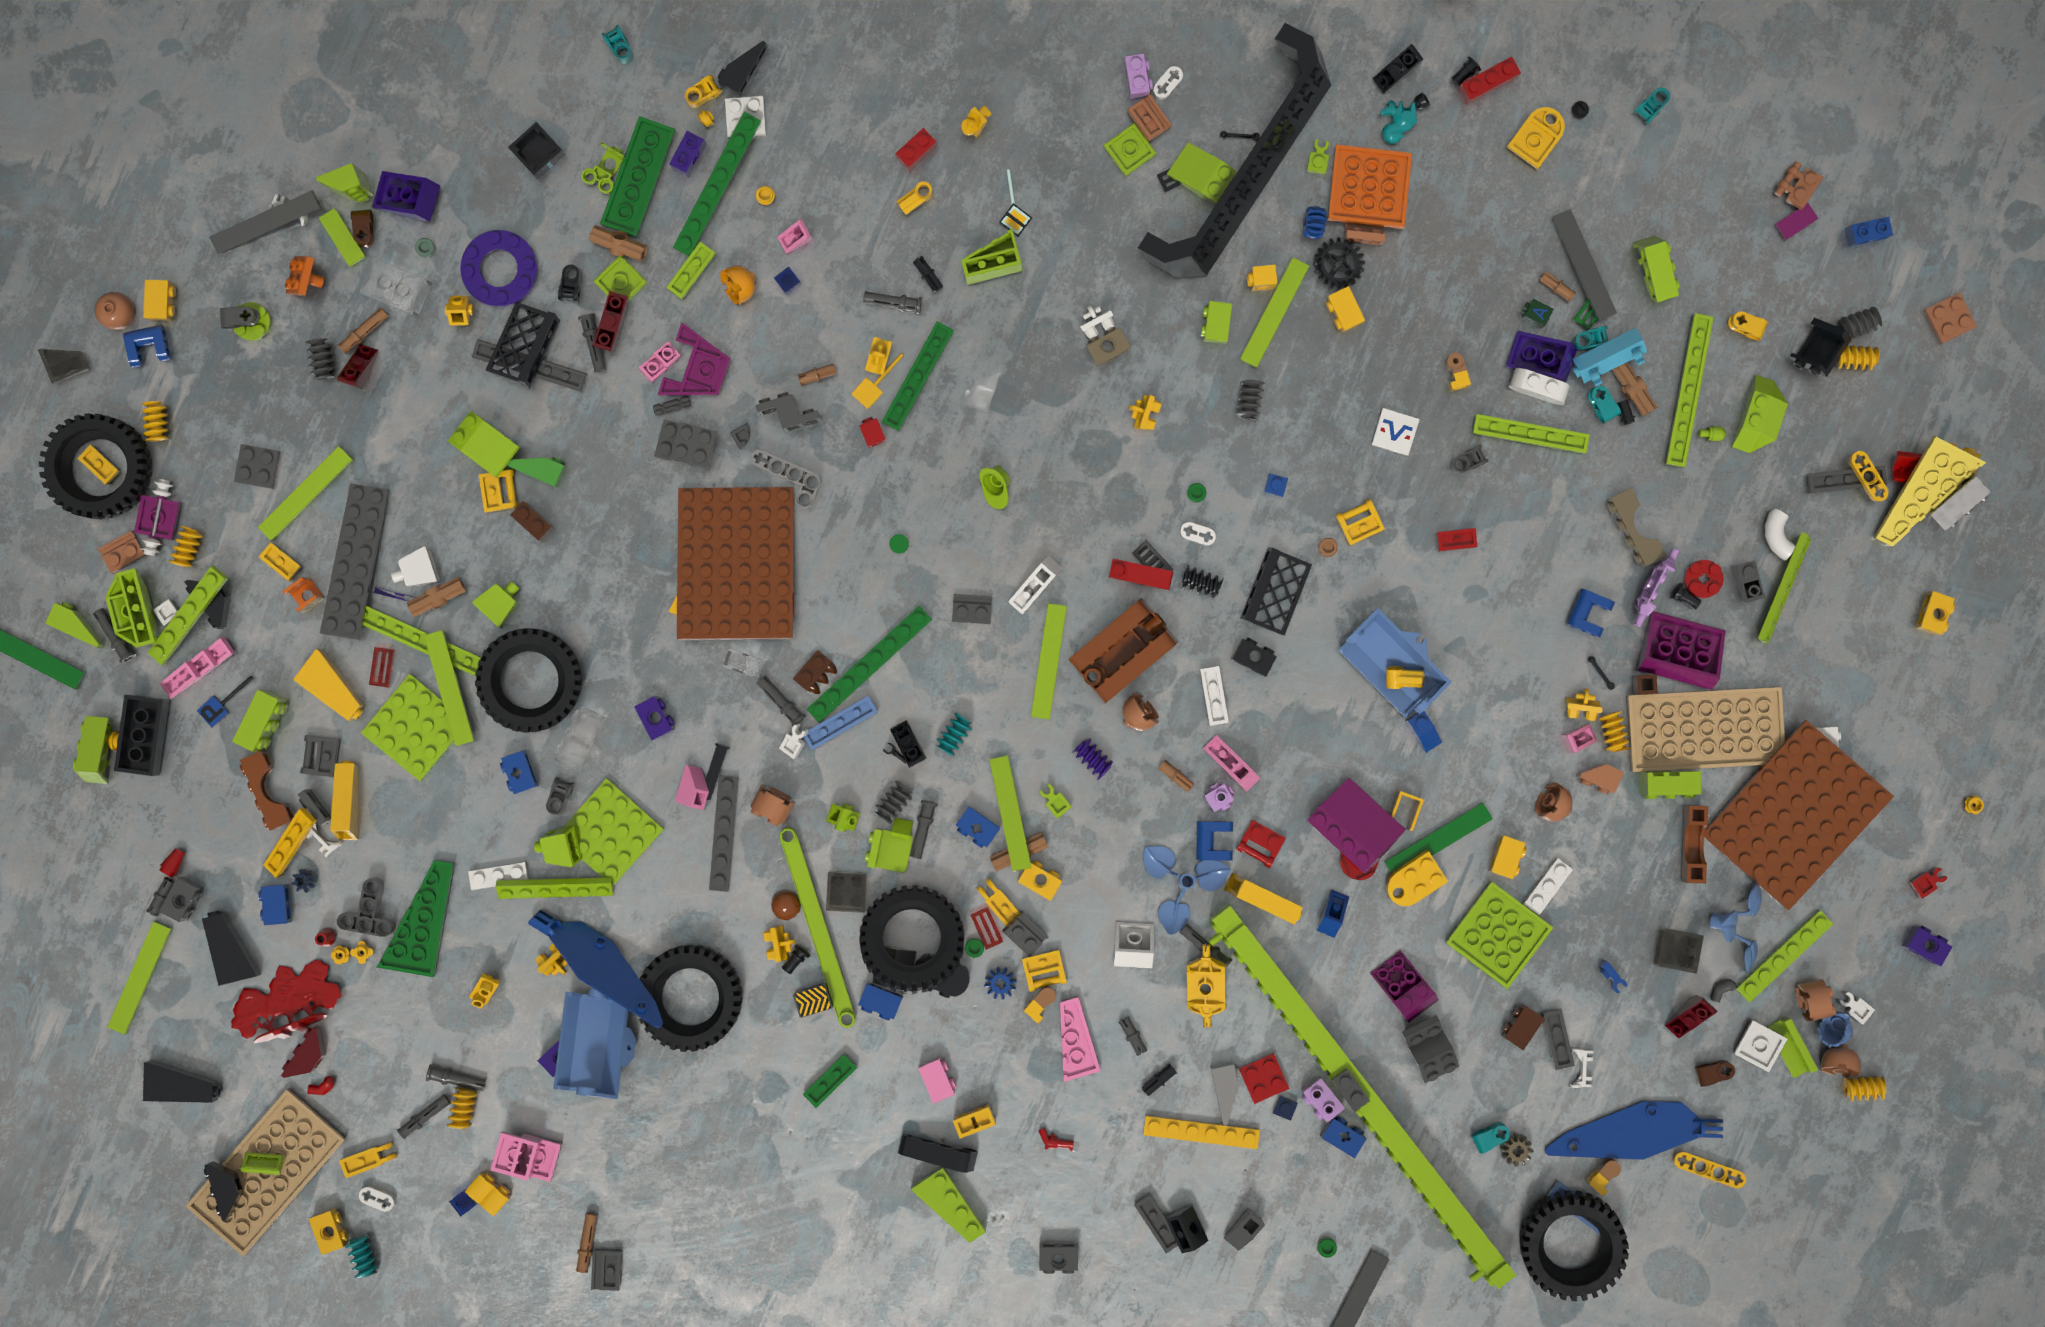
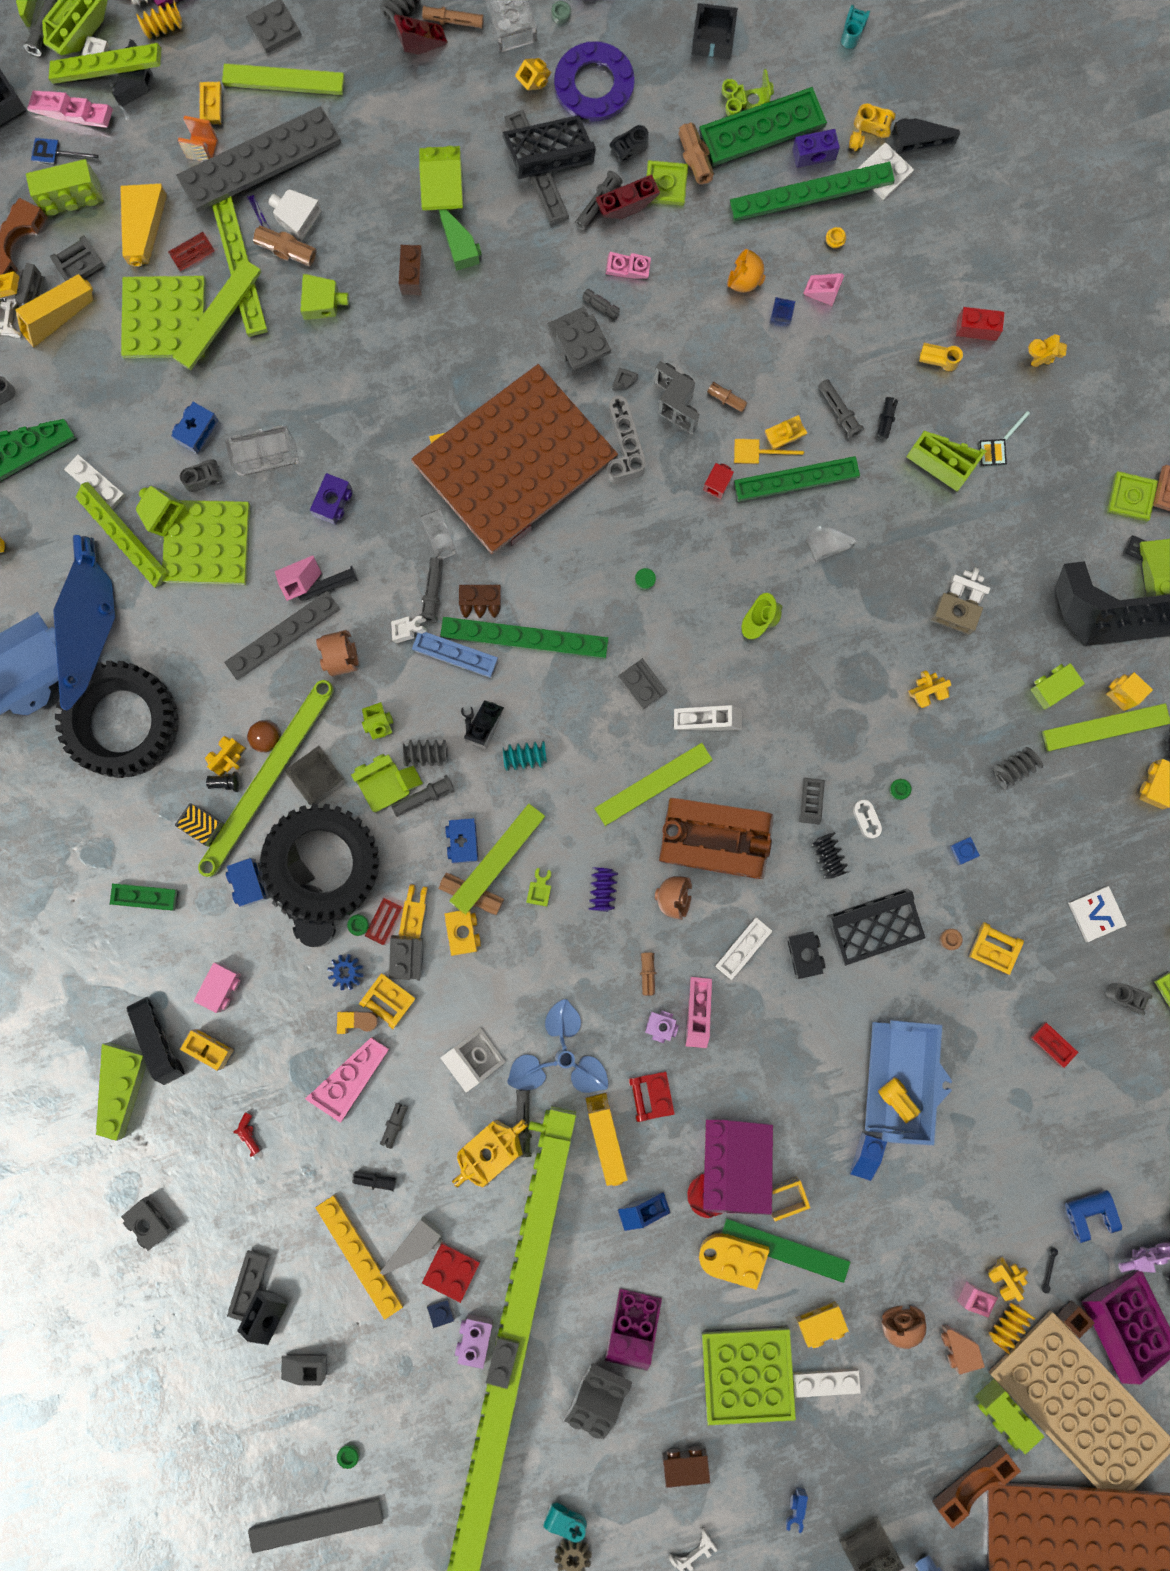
camera: 50 degrees right, 5 degrees down
(489, 684) = (264, 332): black tyre -> none
(492, 492) = (407, 221): yellow plate -> none
(553, 964) = (52, 583): yellow hips -> none
(691, 270) = (724, 229): lime plate -> none
(704, 370) = (652, 305): magenta wing -> none
(1141, 574) = (793, 798): red slope -> none
(1205, 840) = (614, 1046): blue connector -> none
(1349, 1145) = (455, 1401): blue brick -> none
(1558, 1039) = (701, 1509): dark grey plate -> none

